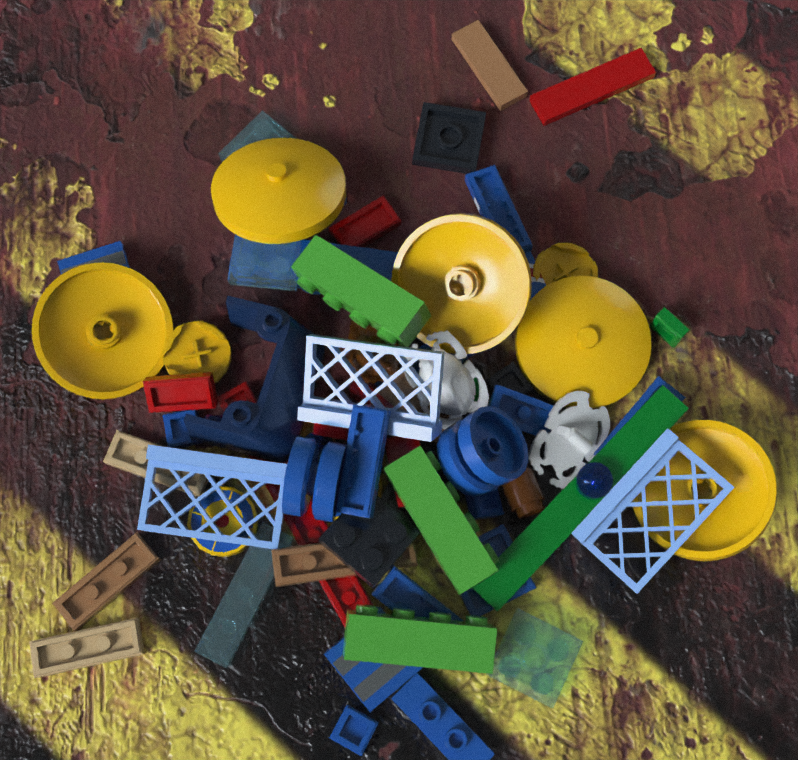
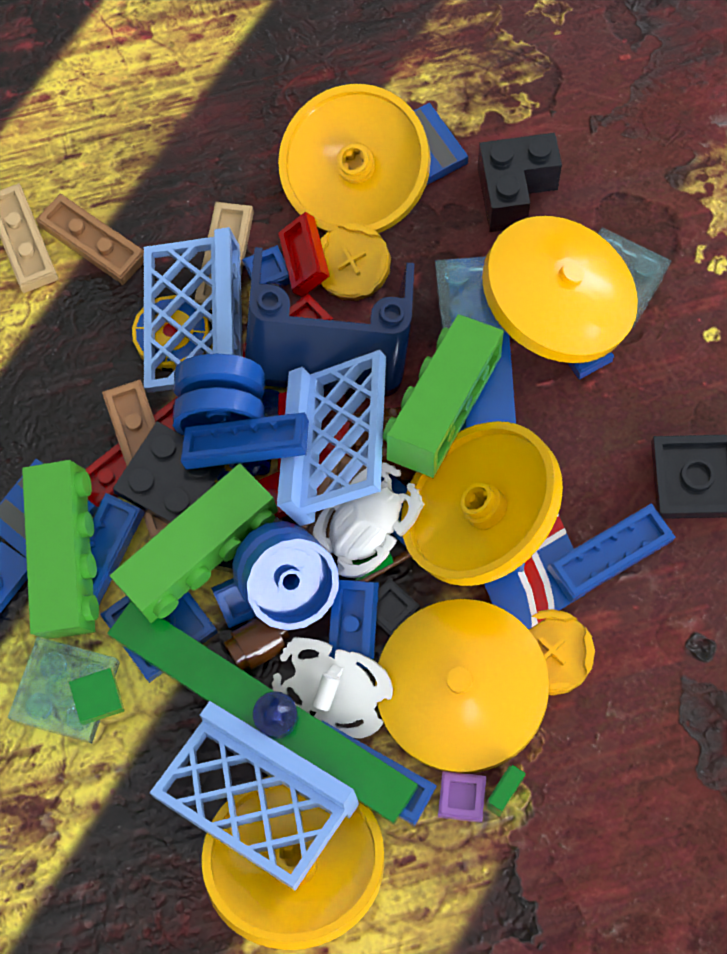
camera: 85 degrees right, 5 degrees down
(151, 212) = (514, 170): none -> black brick
(241, 601) = (84, 368): clear light blue tile -> none
(366, 224) = (555, 406): red tile -> none
(550, 627) = (96, 696): none -> green tile
(665, 362) = (462, 796): none -> medium lavender tile

